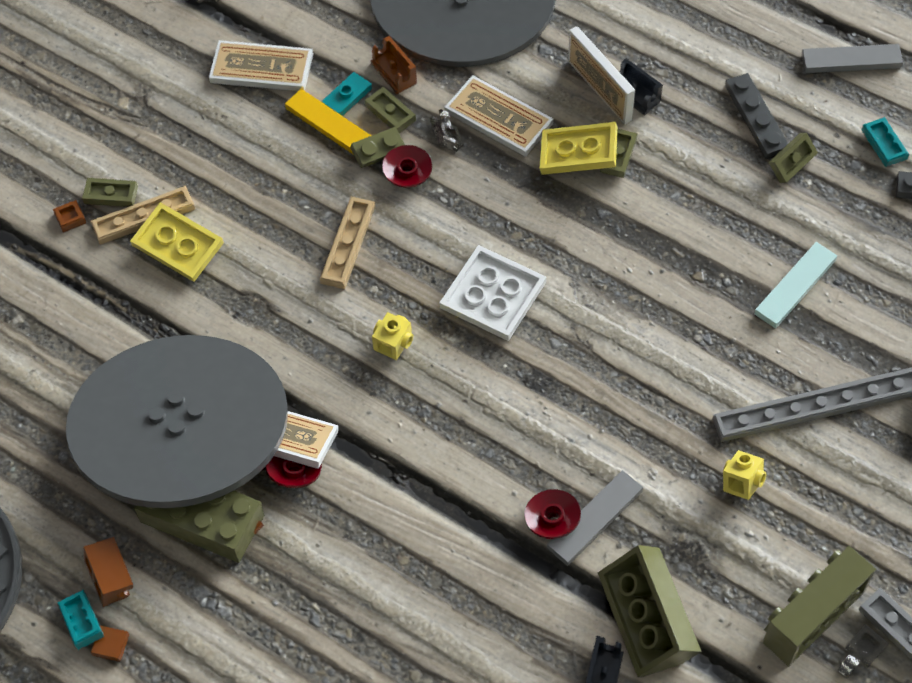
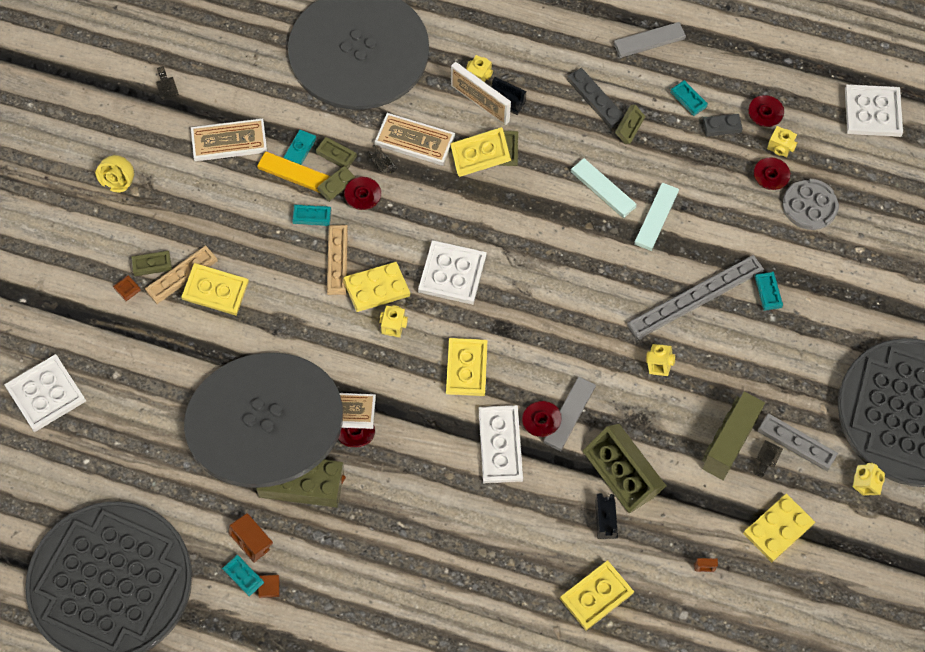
camera: 20 degrees left, 5 degrees up
(104, 73) = (115, 173): none -> light yellow cylinder
(333, 179) = (312, 215): none -> teal plate
(386, 287) = (376, 286): none -> light yellow plate
(394, 66) = (327, 118): dark orange hinge -> none
(472, 420) = (466, 367): none -> light yellow plate
(486, 535) = (500, 444): none -> white tile
(611, 45) = (480, 68): none -> light yellow brick
(733, 231) = (603, 188): none -> light aqua tile

